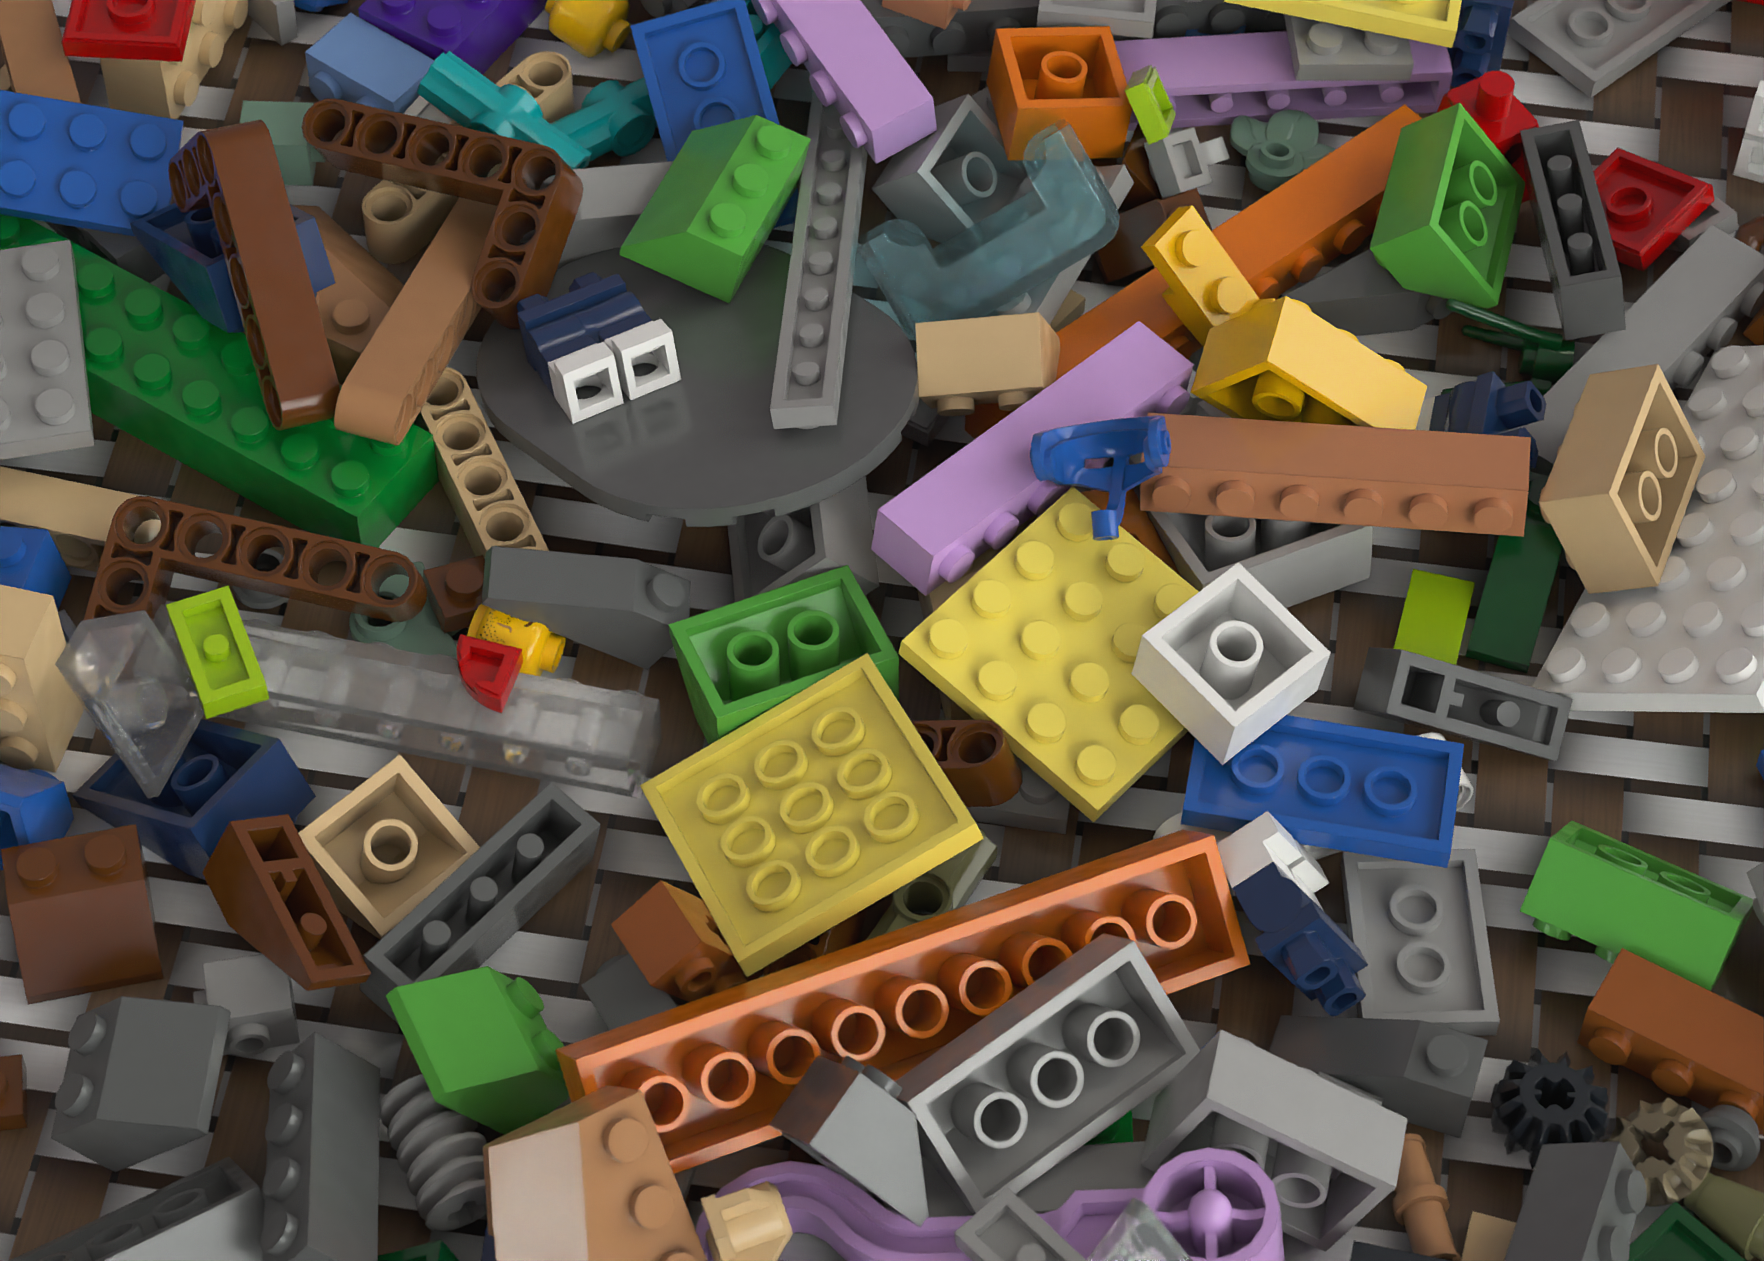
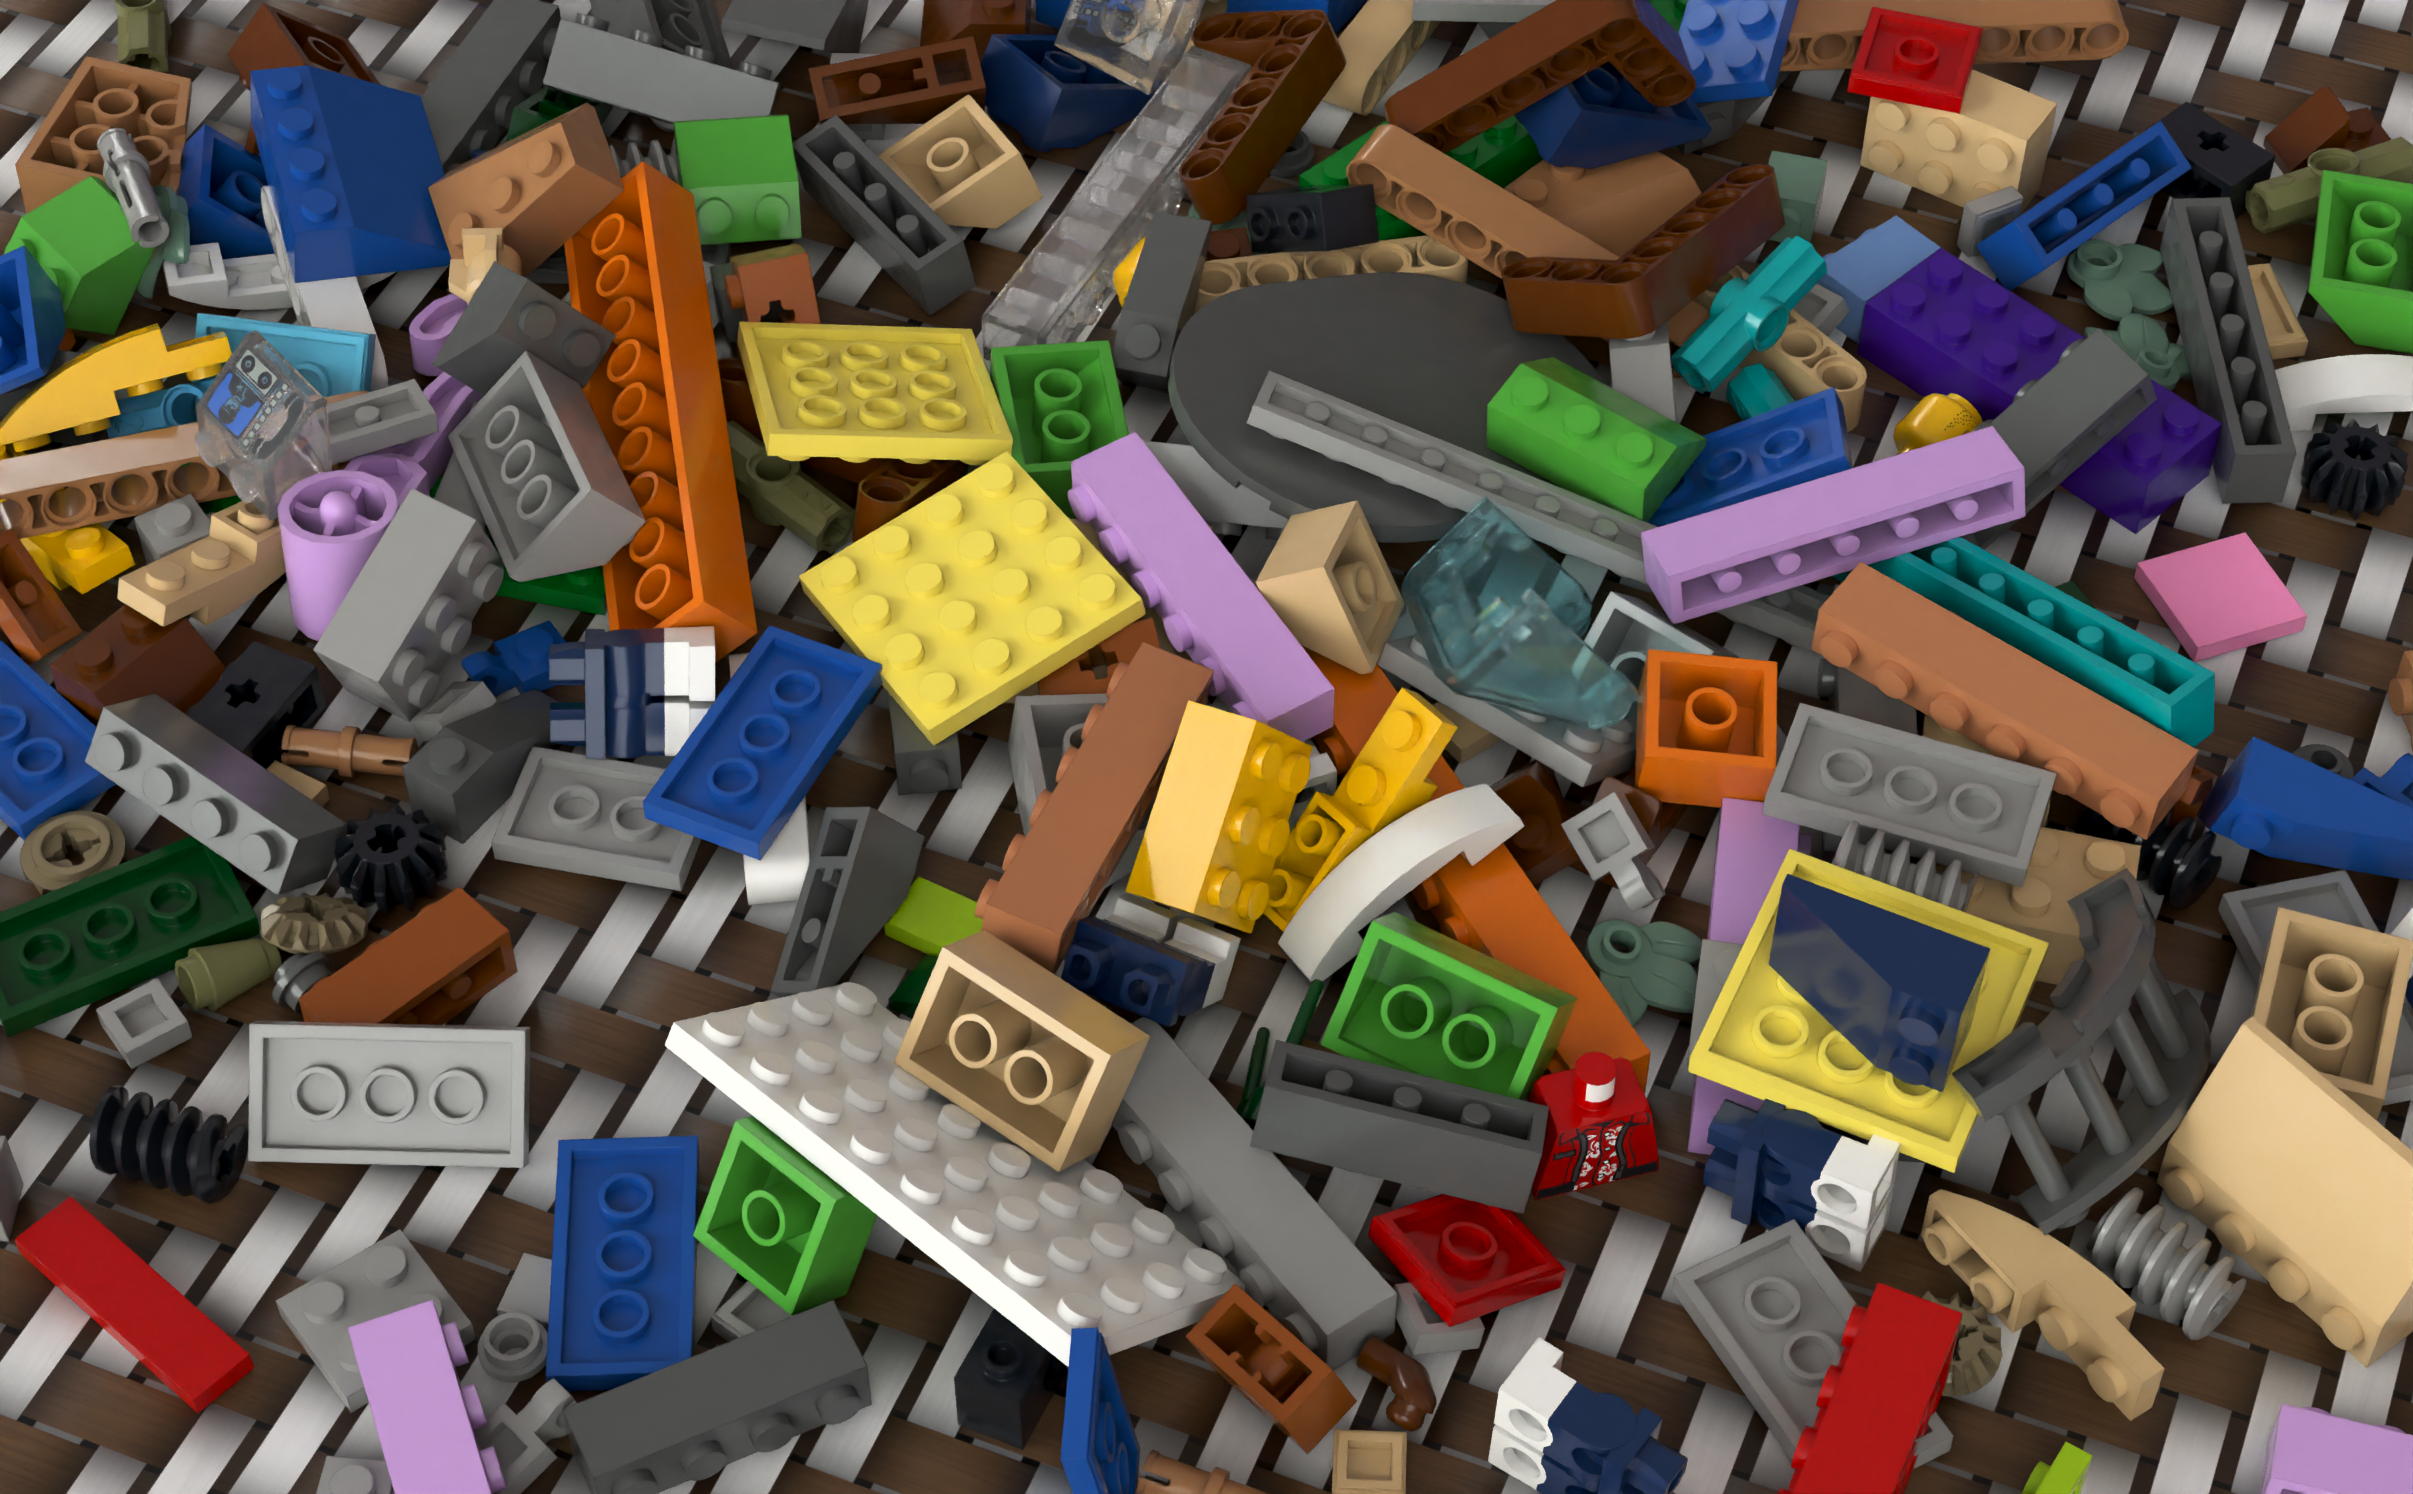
camera: 105 degrees right, 5 degrees down
(217, 652) = (1172, 73): lime plate -> none
(432, 488) = (1312, 218): none -> black brick
(488, 670) = (1104, 234): red tile -> none
(594, 341) = (1436, 324): hips -> none
(1062, 452) = (1159, 578): blue helmet -> none
(1150, 104) = (1666, 794): lime tile -> none
(1230, 663) = (876, 643): white brick -> none
(1279, 266) = (1389, 867): none -> white slope
(1635, 903) = (580, 984): bright green slope -> none

